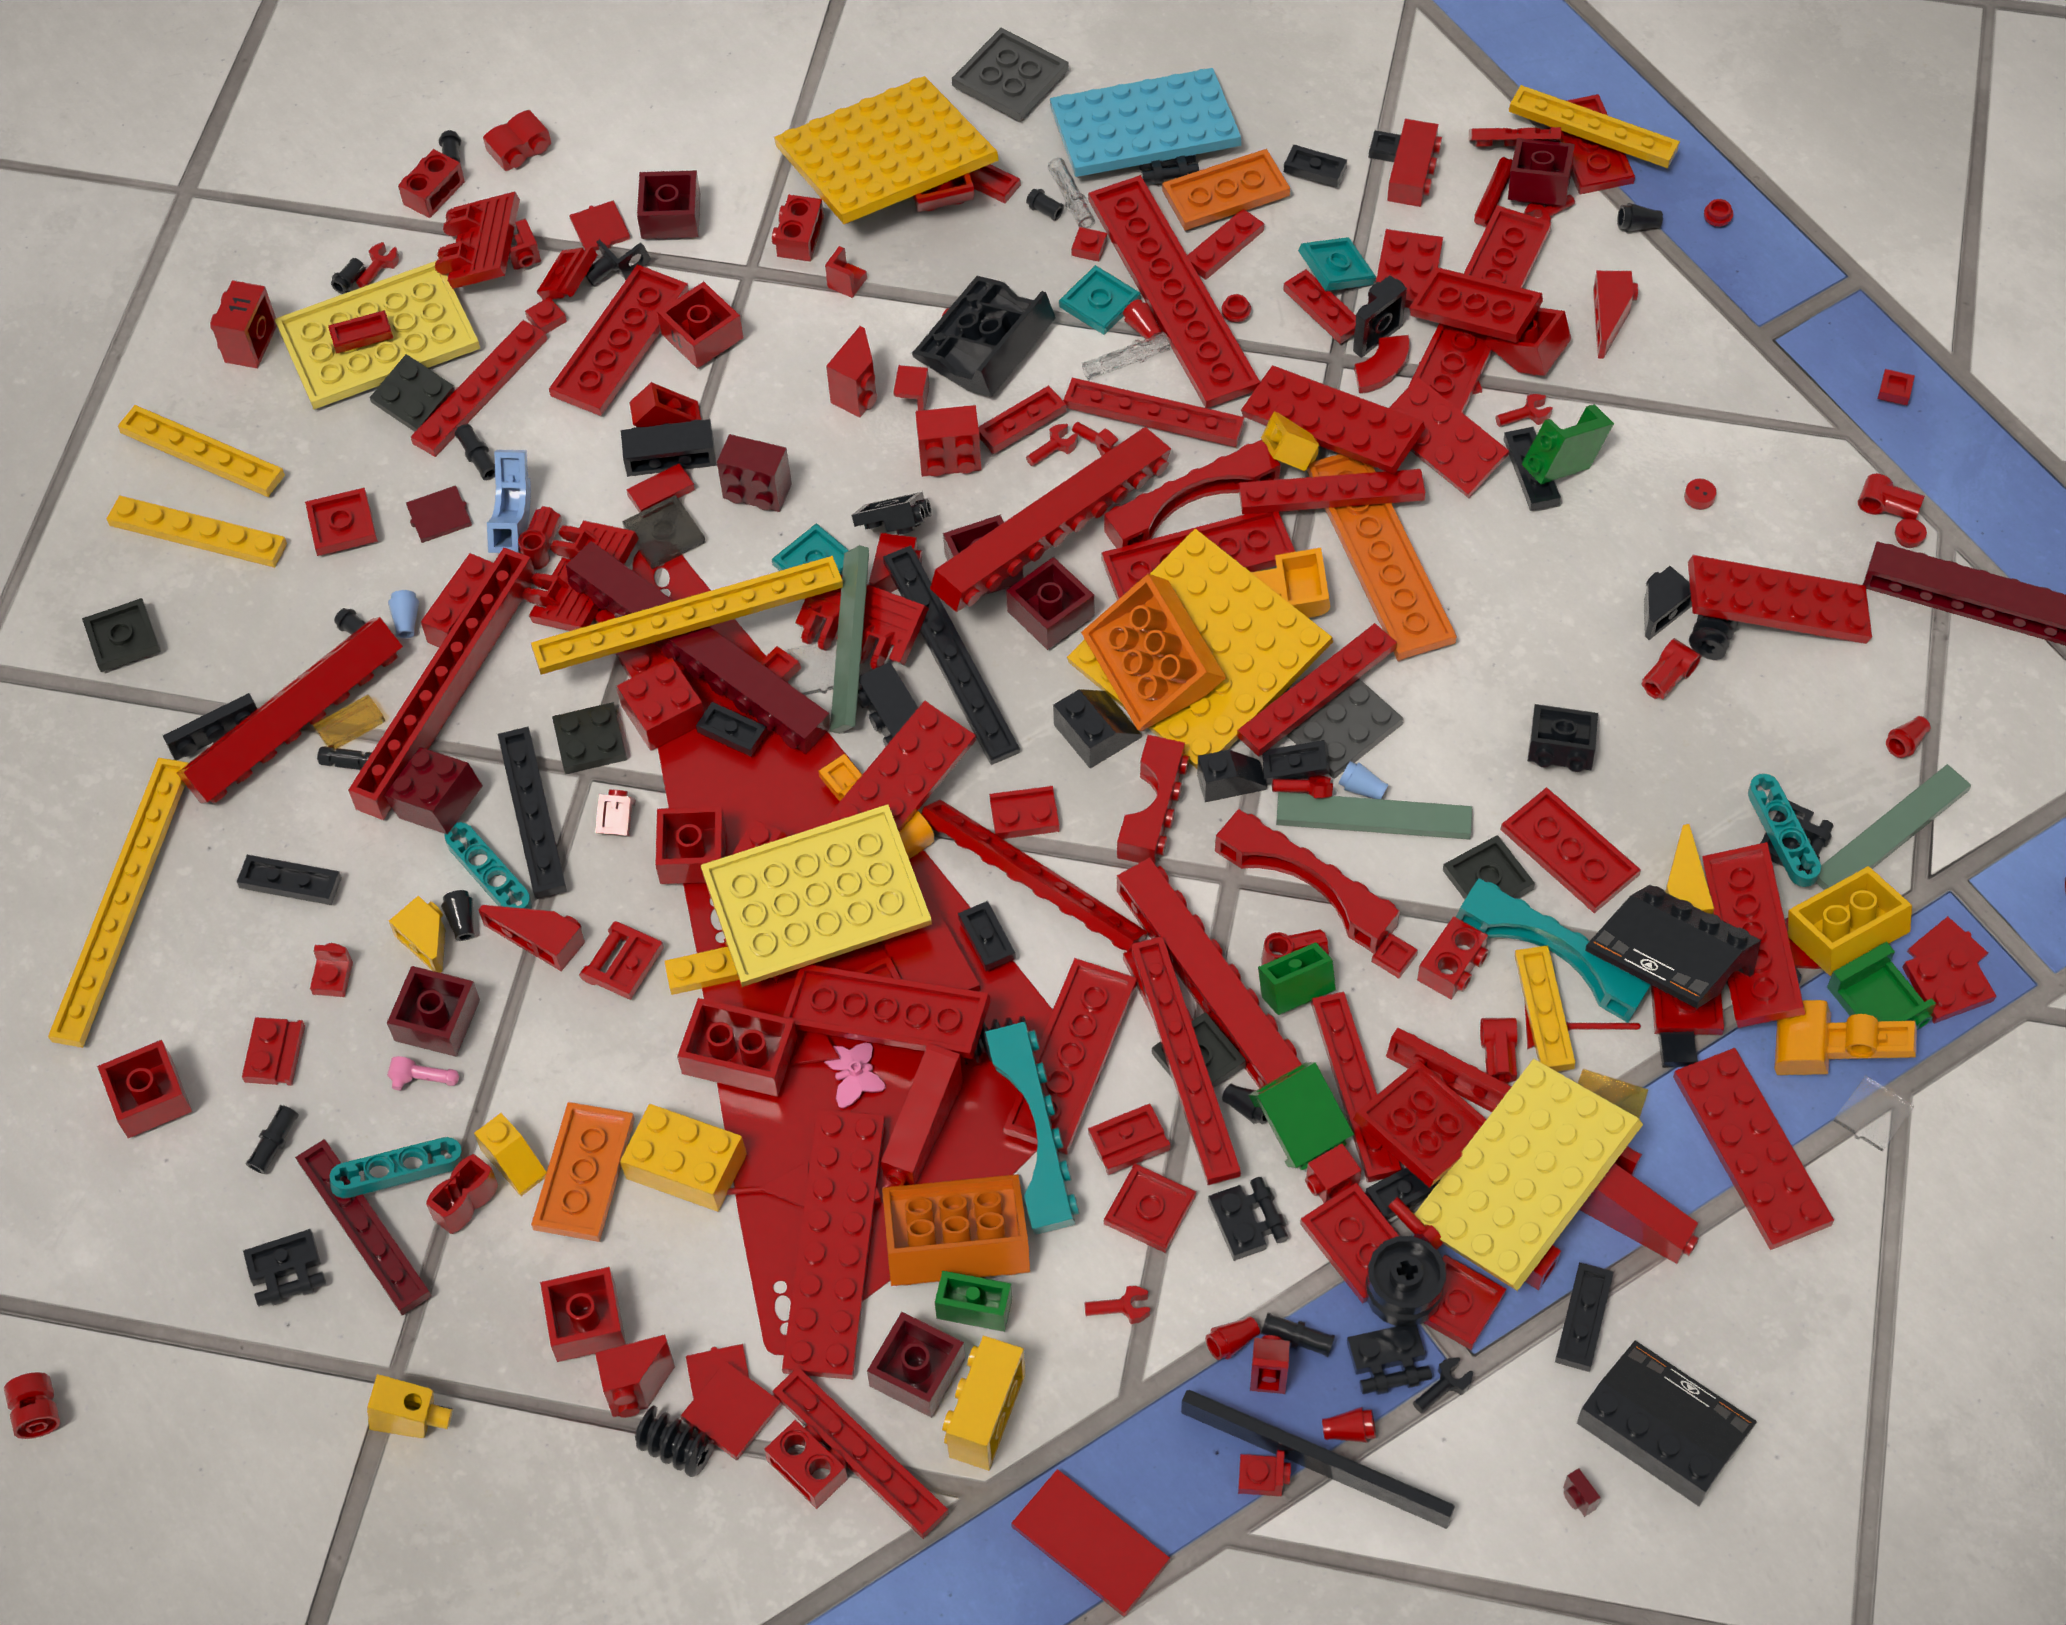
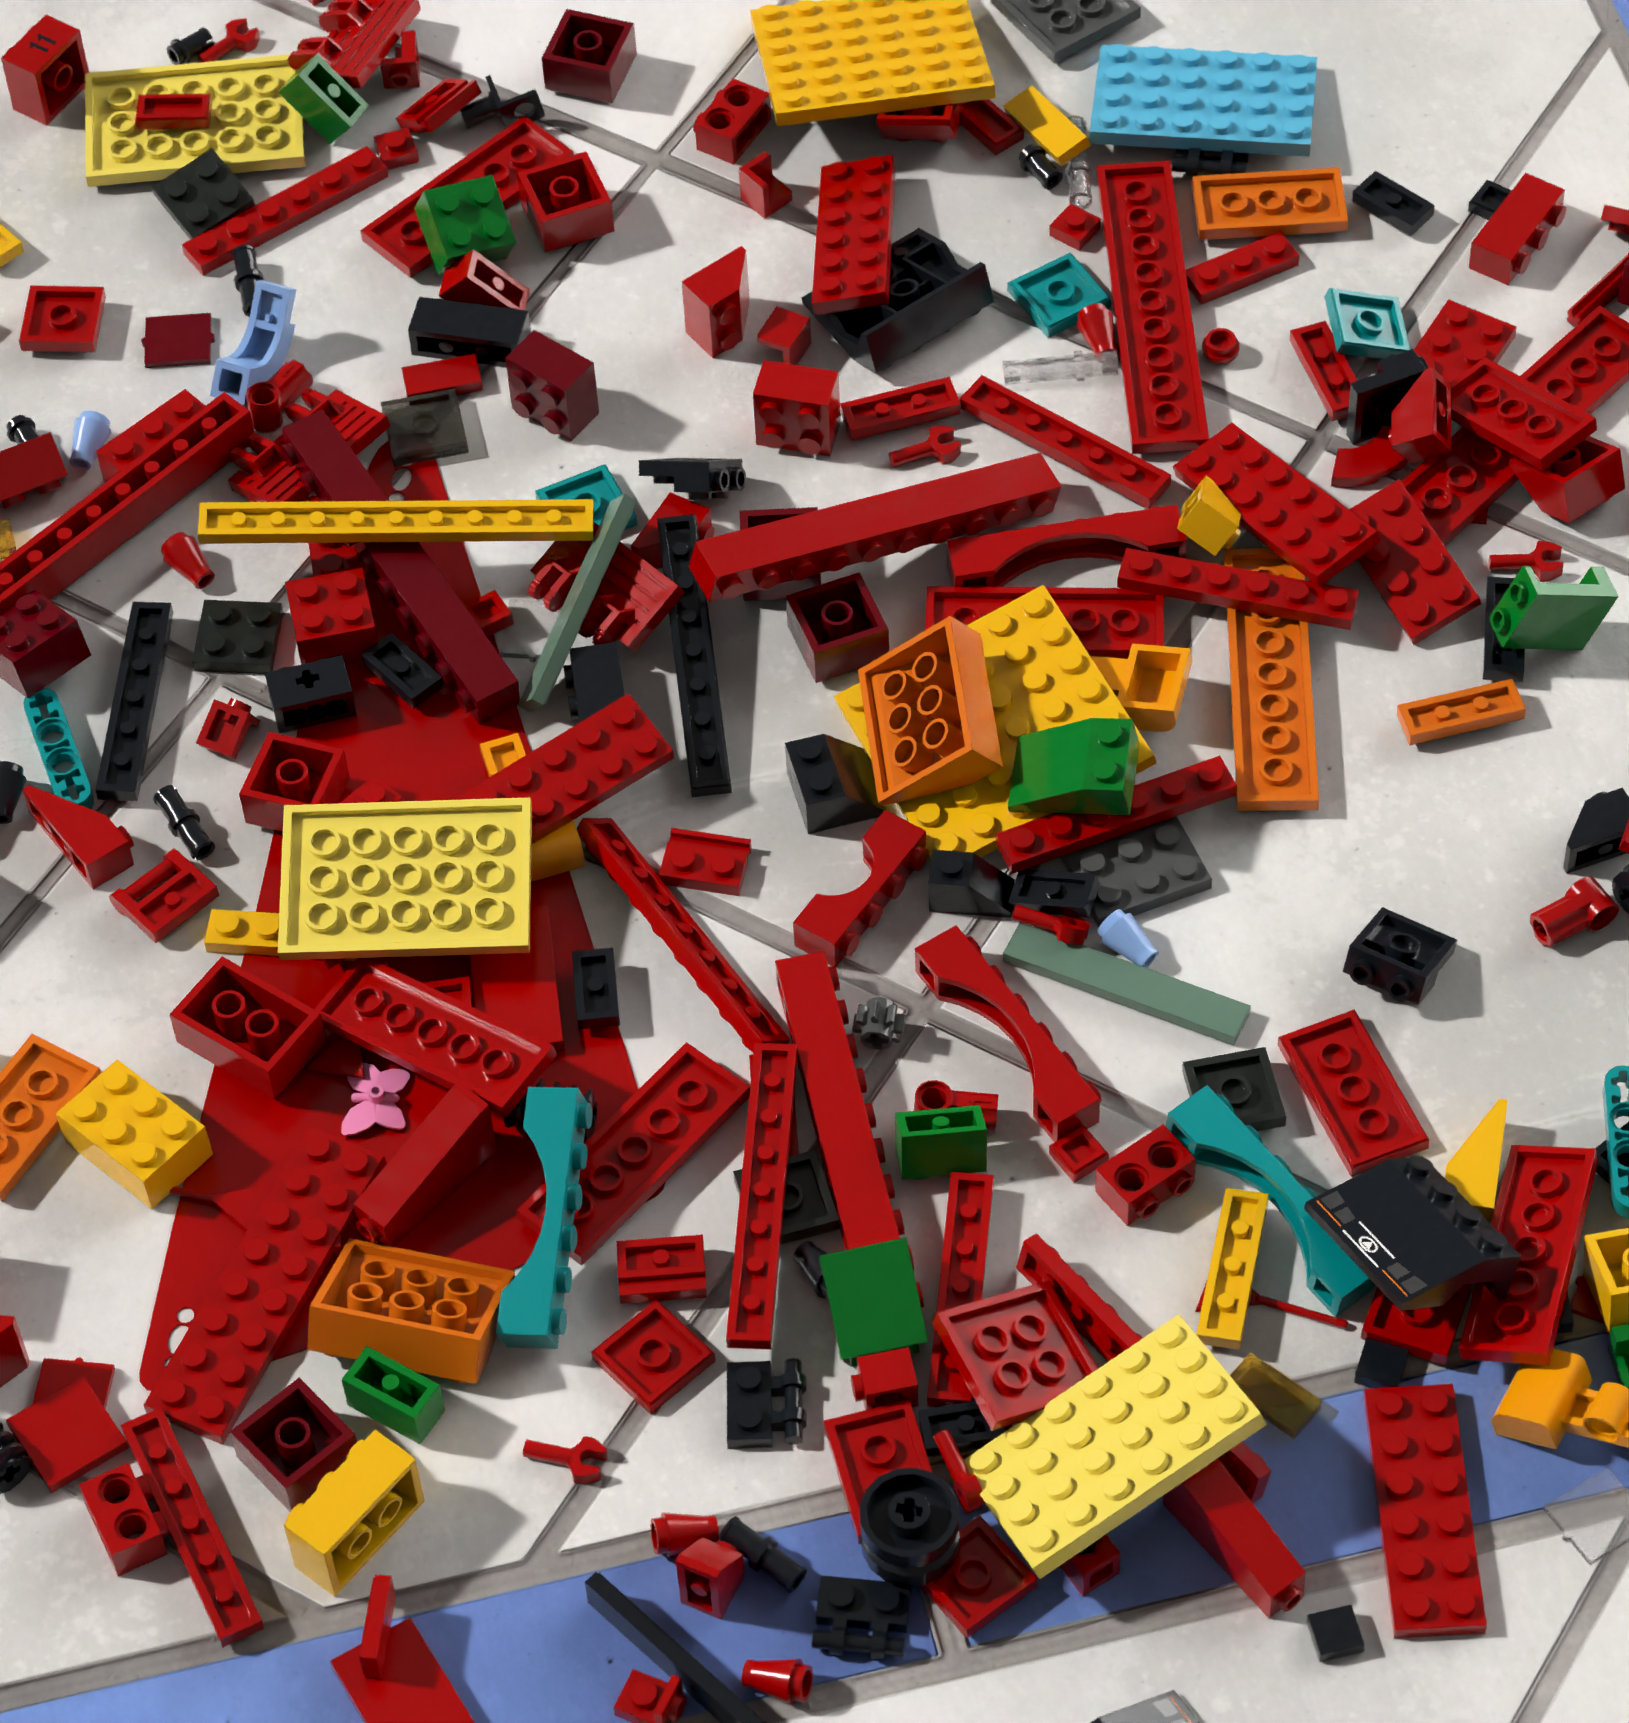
camera: 20 degrees right, 5 degrees down
(478, 291) = (323, 98): none -> green brick
(525, 688) = (186, 558): none -> red cone
(600, 223) = (506, 61): red piece -> none
(612, 898) = (184, 822): none -> black pin
(632, 362) = (465, 219): none -> green brick
(669, 768) = (310, 694): none -> black brick
(932, 294) = (854, 235): none -> red plate
(1038, 171) = (1047, 125): none -> yellow tile
(1040, 1486) = (377, 1626): none -> red tile
(1103, 440) = (984, 454): red bar -> none
(1210, 900) = (878, 1023): none -> dark grey gear
(1280, 664) = (1076, 768): none -> green slope
(1413, 326) = (1423, 419): none -> red slope
(1445, 1384) = (917, 1668): black bar -> none
(1499, 1040) = (1159, 1289): red piece -> none
(1527, 540) = (1461, 711): none -> orange plate
(1584, 1317) = (1120, 1642): black plate -> none
(1730, 1260) = (1335, 1633): none -> black tile

